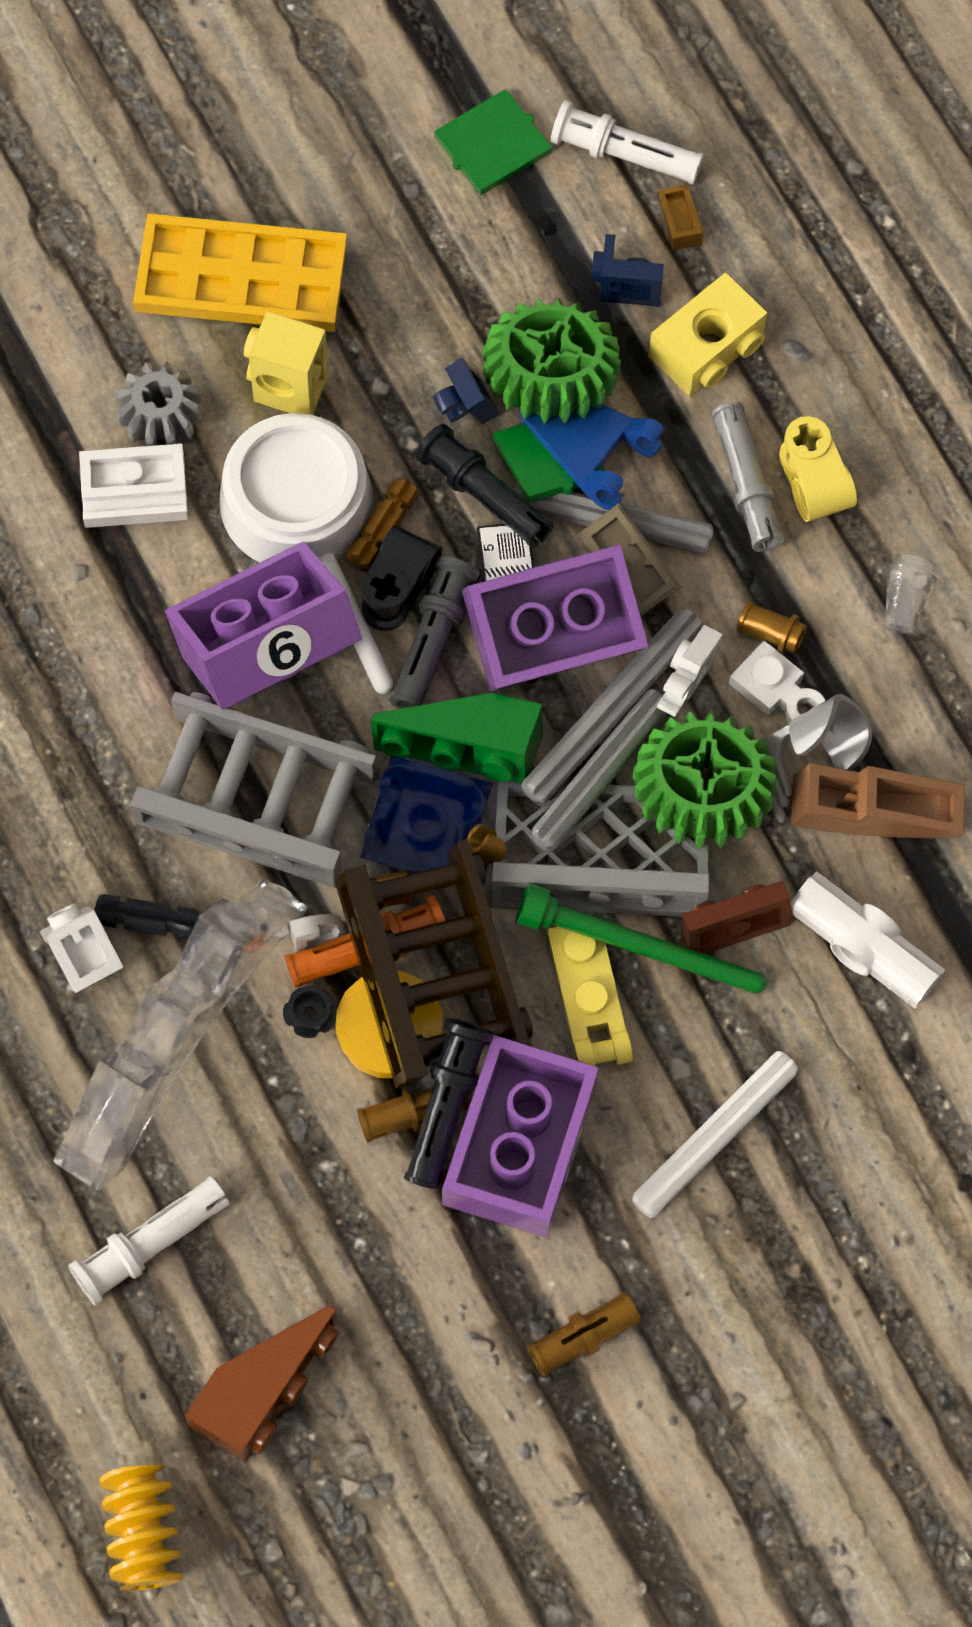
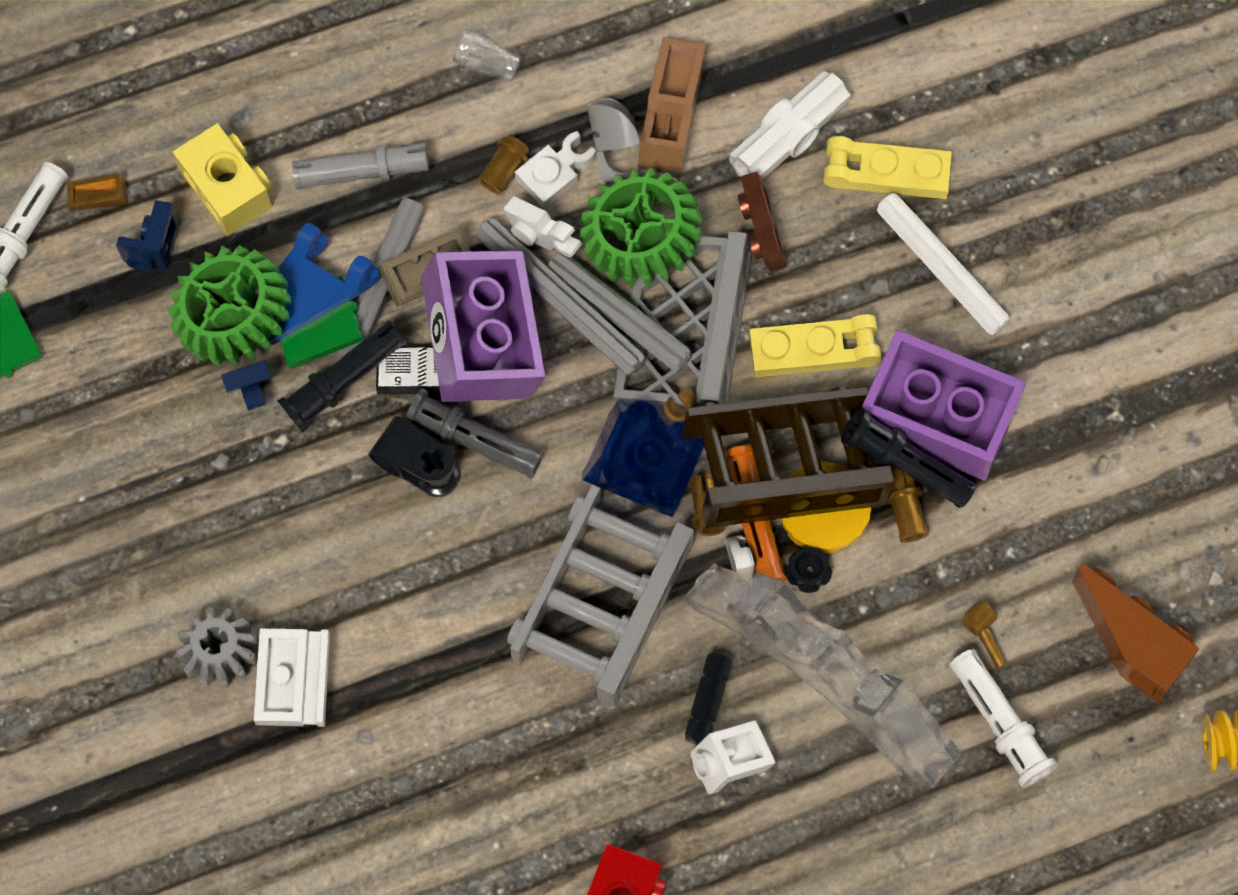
camera: 80 degrees left, 0 degrees up
(239, 271) = (90, 566): yellow plate -> none
(263, 625) = (457, 566): medium lavender brick -> none
(266, 1206) = (977, 622): none -> pearl gold hand
(287, 364) = (202, 524): light yellow brick -> none
(296, 484) = (328, 539): white piece -> none
(387, 514) = (360, 467): pearl gold axle -> none
(472, 734) = (576, 403): green slope -> none
(542, 910) = (746, 367): green piece -> none
(616, 1317) = (1104, 380): pearl gold pin -> none
(816, 477) = (369, 109): light yellow piece -> none
(833, 1063) = (887, 168): none -> light yellow plate

